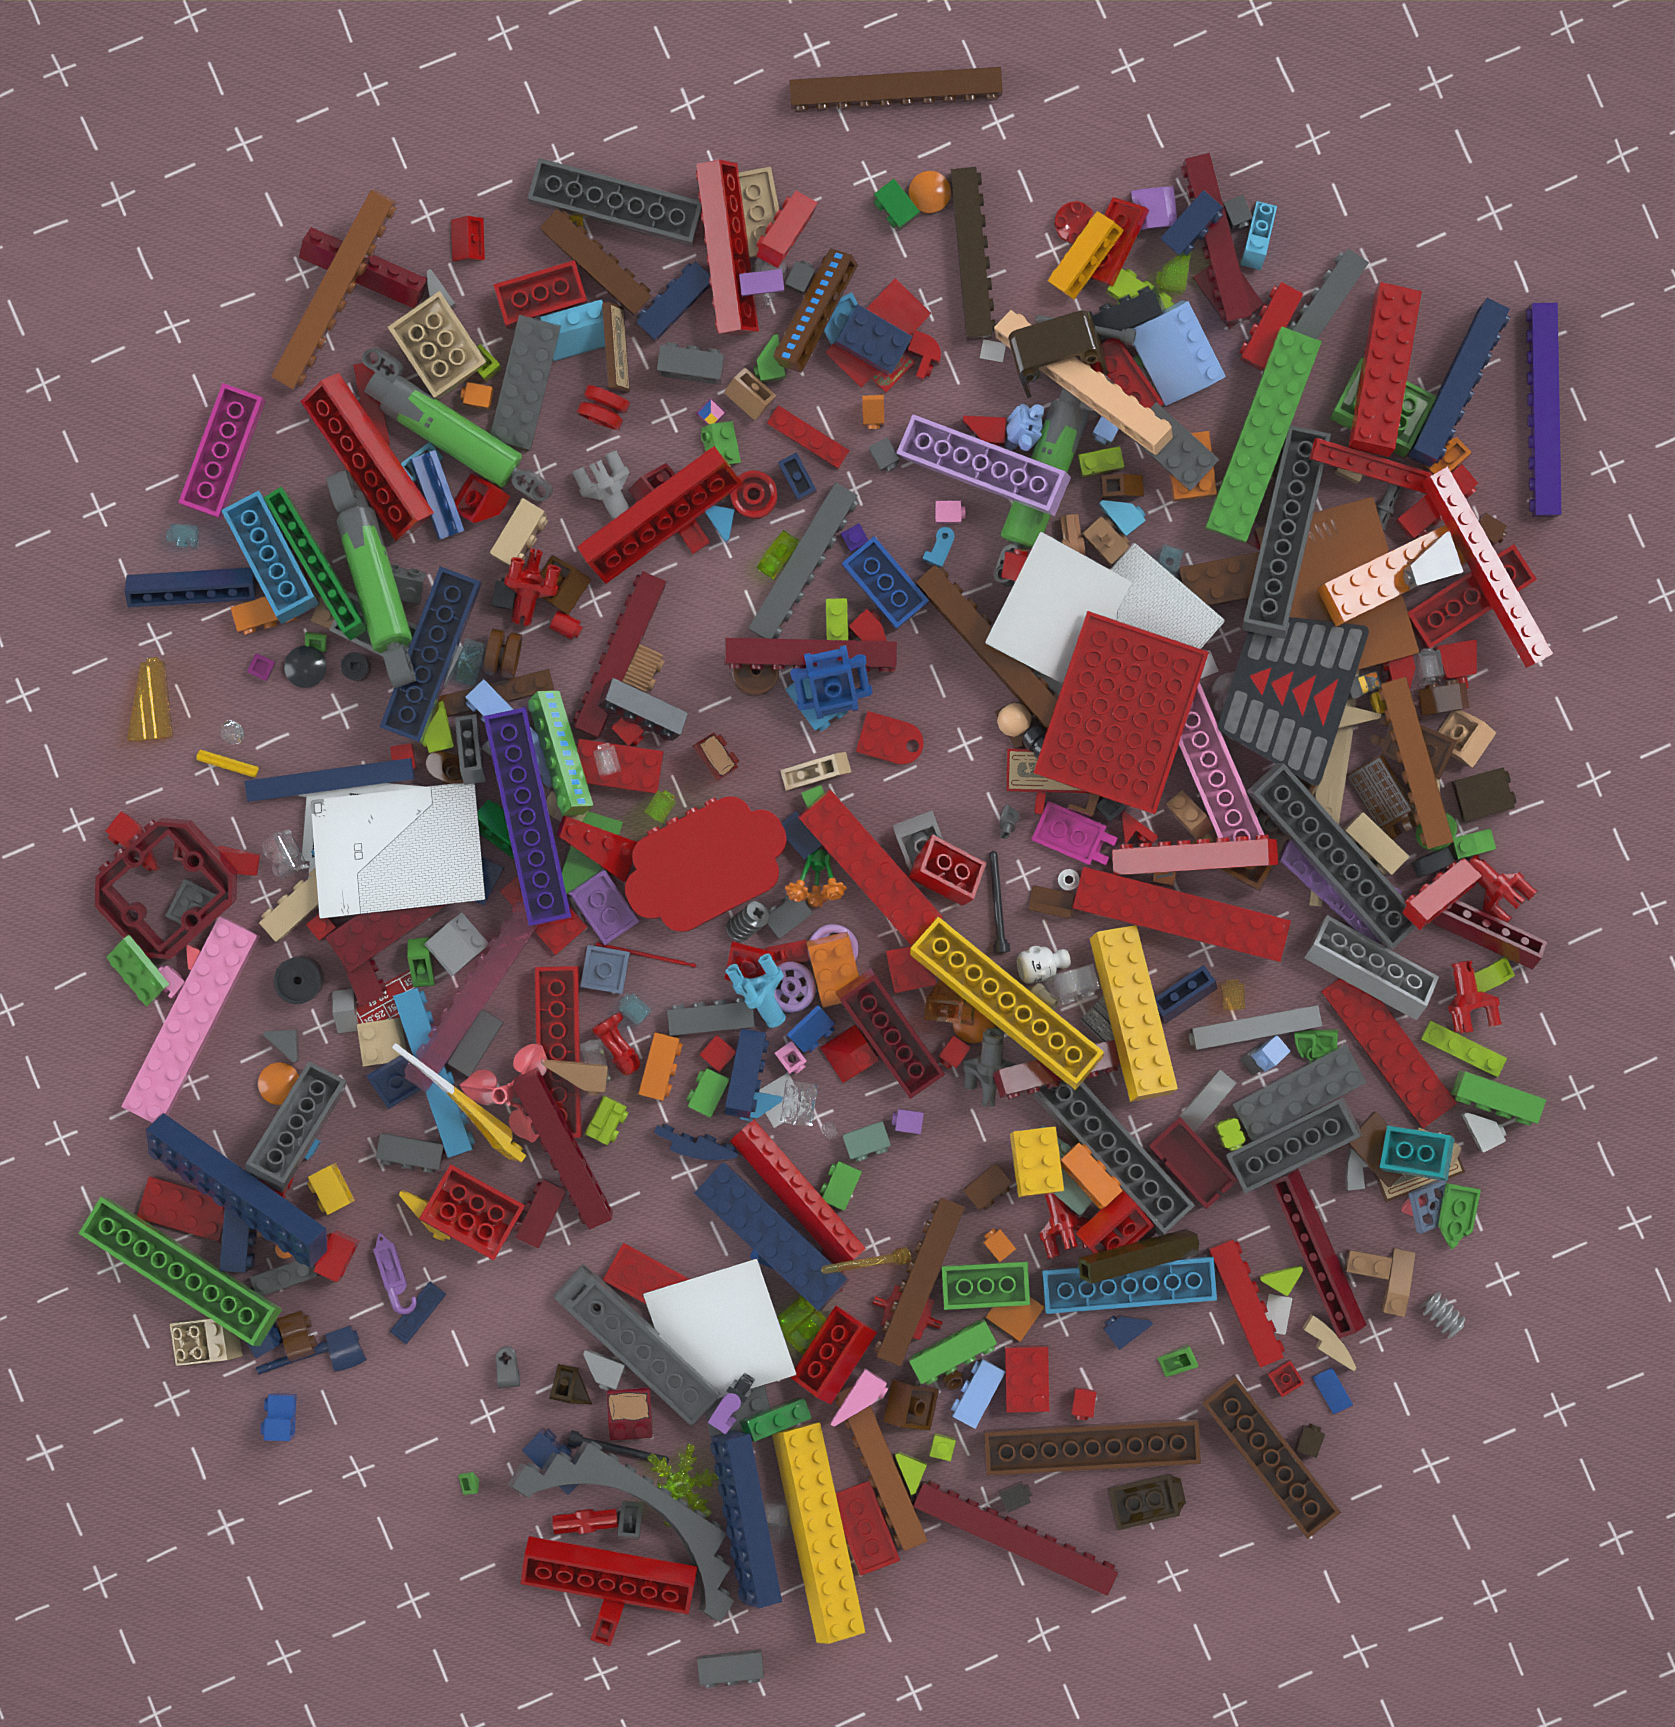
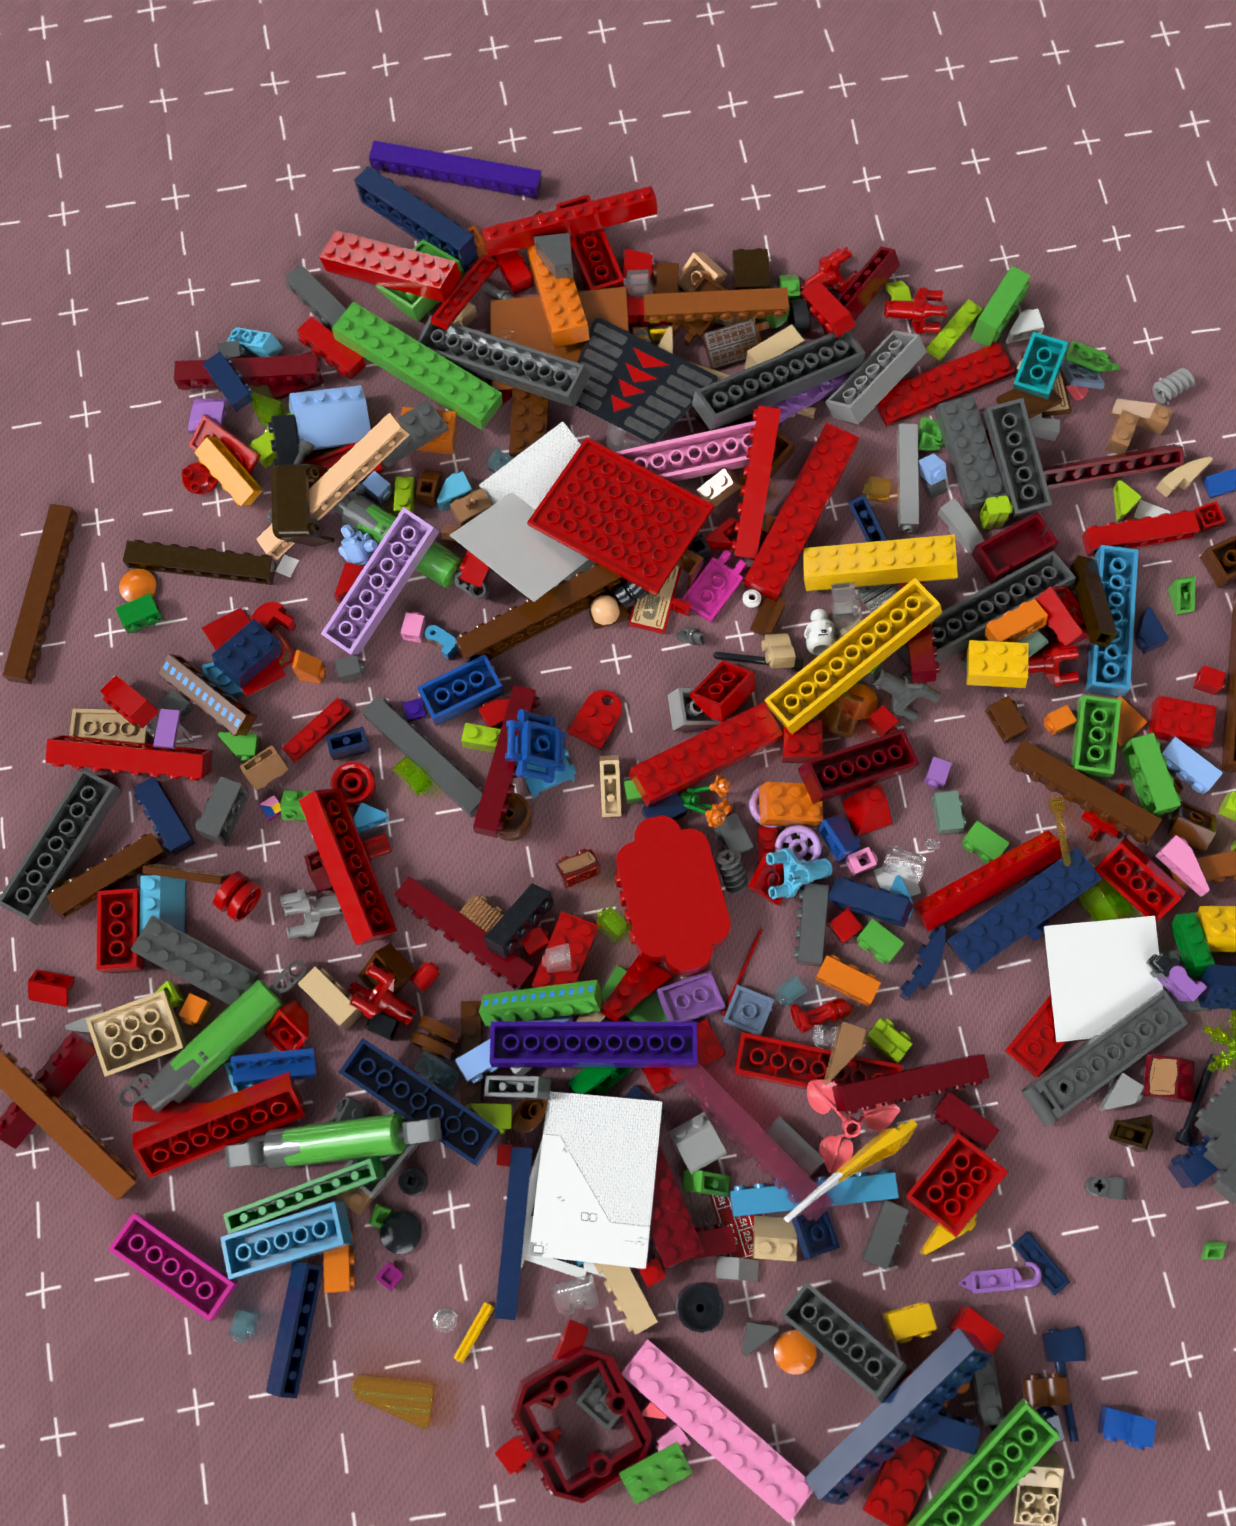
camera: 75 degrees left, 15 degrees down
(1008, 922) = (778, 650): none -> tan brick

